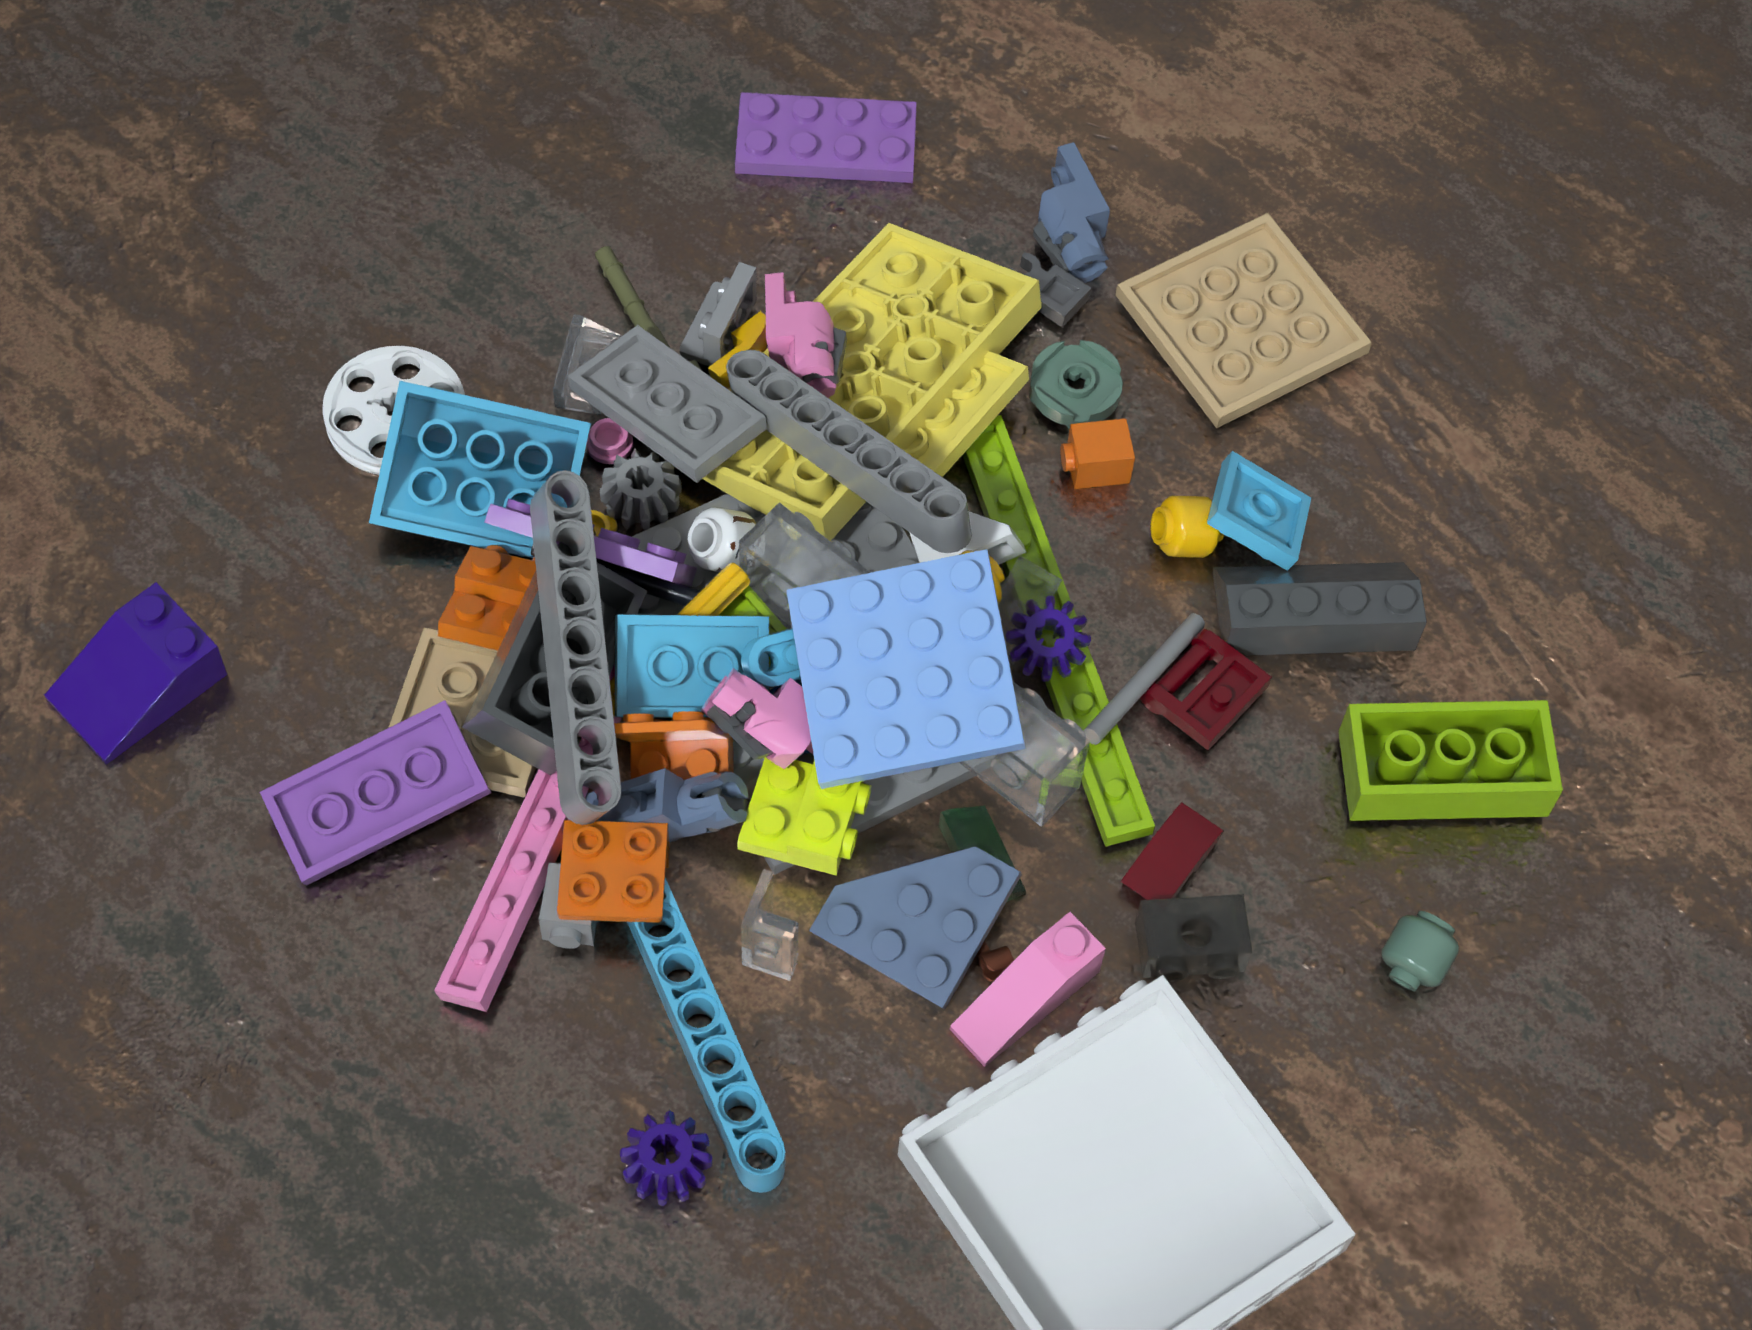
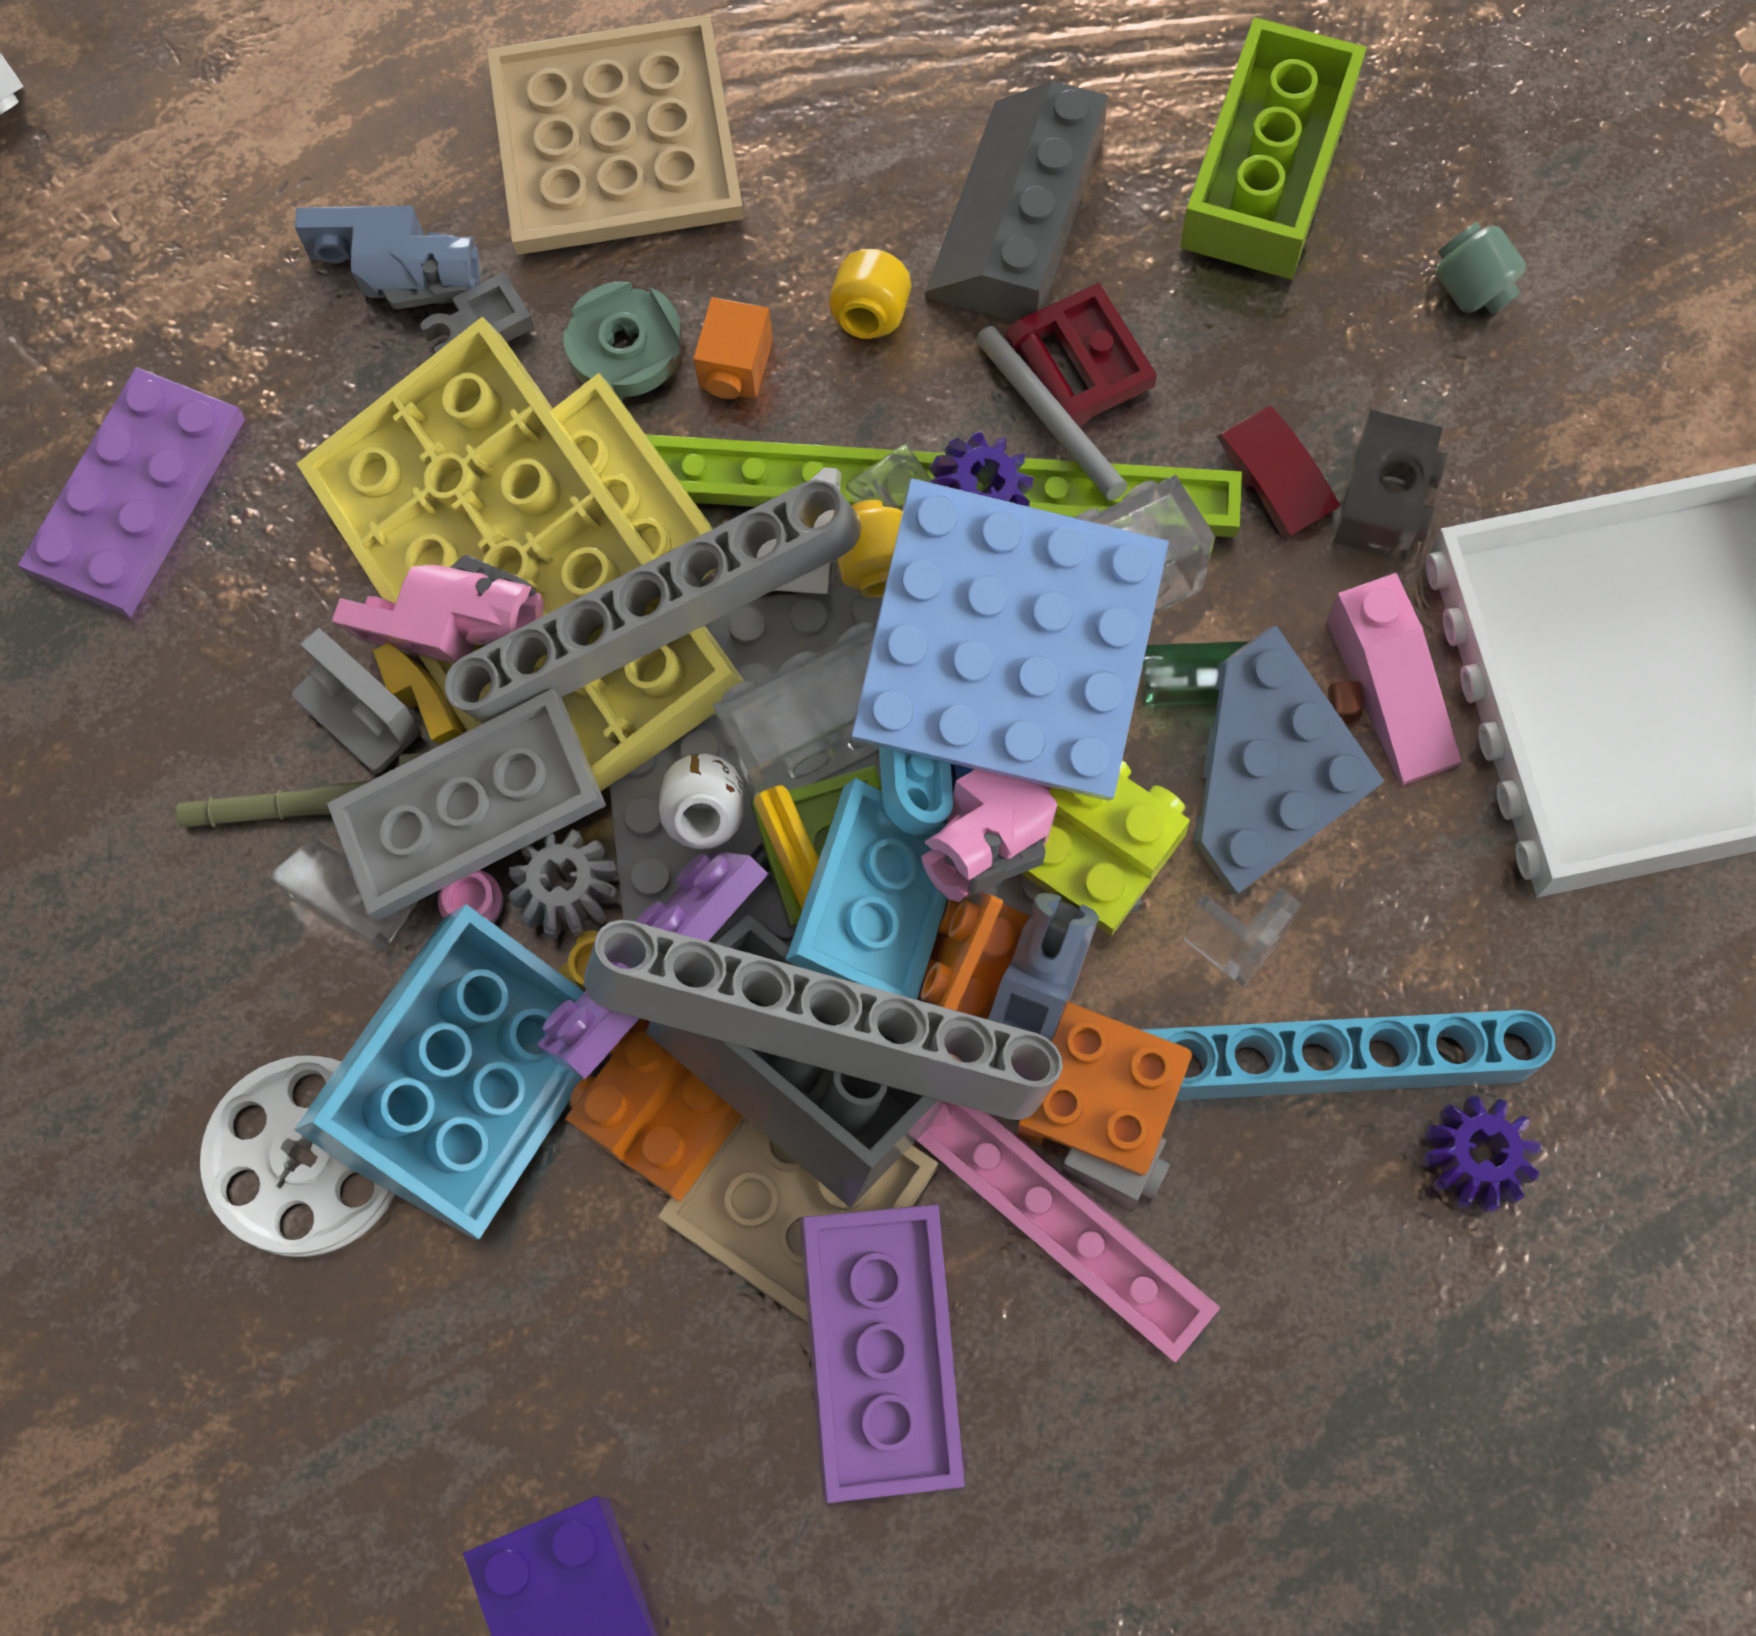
camera: 60 degrees left, 10 degrees up
(1259, 511) = (887, 209): medium azure plate -> none

